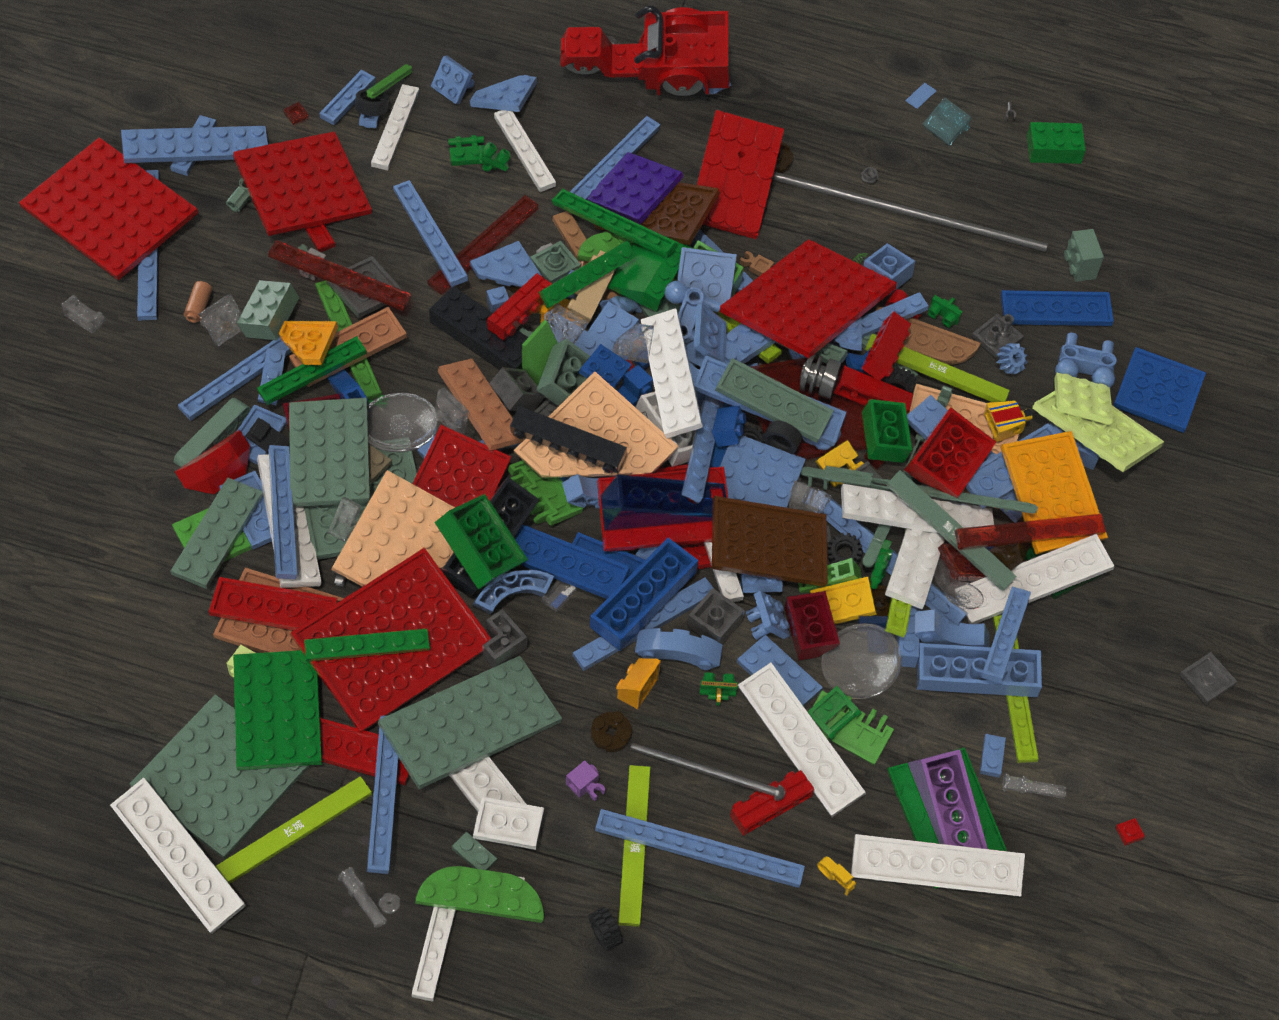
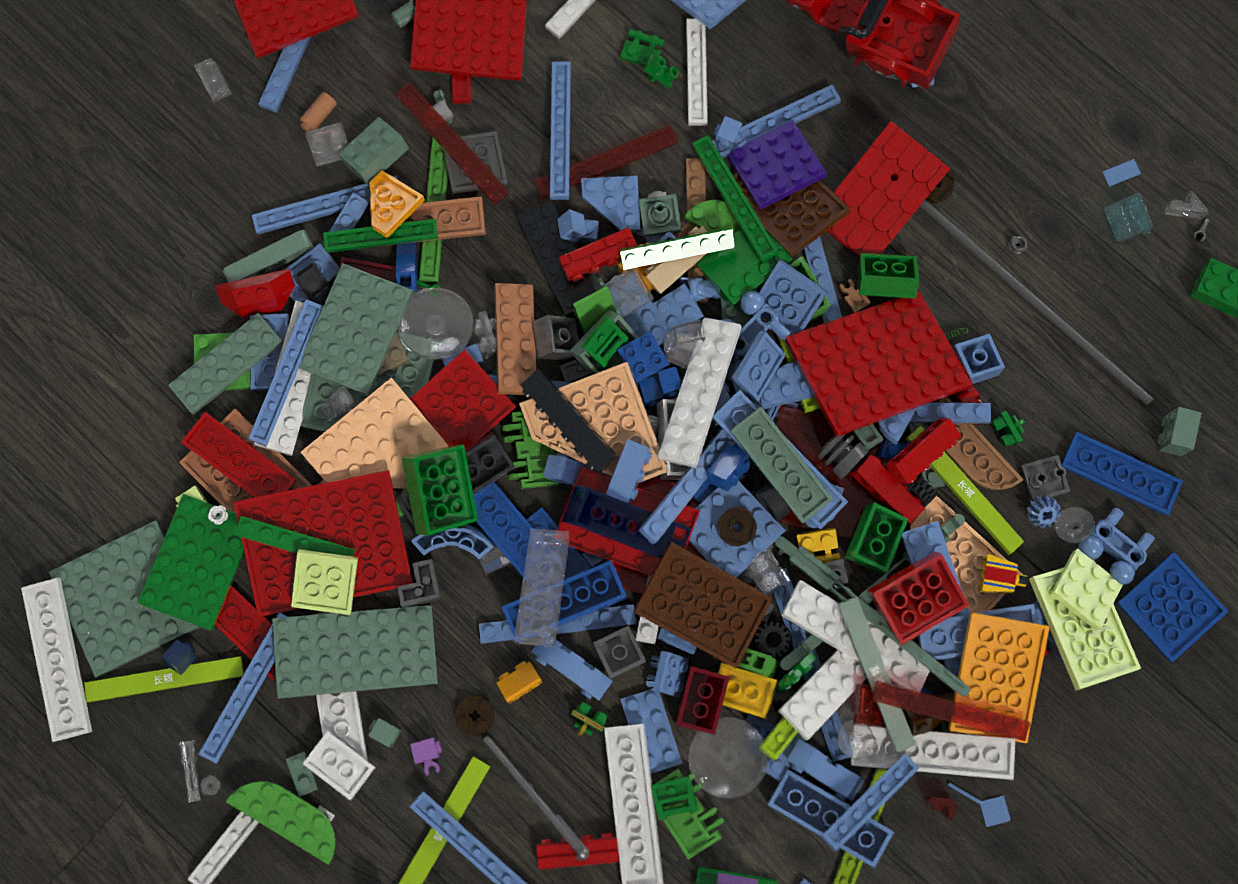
camera: 30 degrees right, 20 degrees up
(278, 649) = (213, 514): none -> white plate
(300, 799) = (179, 656): none -> dark blue brick
(412, 666) = (324, 582): none -> yellowish green plate
(483, 296) = (572, 226): none -> medium blue brick
(534, 780) = (384, 732): none -> sand green brick
(562, 361) = (601, 338): none -> green plate
(580, 179) = (728, 133): none -> medium blue brick
(619, 583) = (542, 587): none -> clear plate
(644, 452) = (629, 471): none -> medium blue brick
(762, 478) = (730, 517): none -> dark brown plate
(777, 233) = (888, 275): none -> green brick
(989, 98) = (1190, 208): none -> clear slope
(1043, 359) = (1075, 517): none -> clear dish
(1065, 619) = (939, 804): none -> clear red bracket
(1111, 609) = (993, 809): none -> medium blue piece

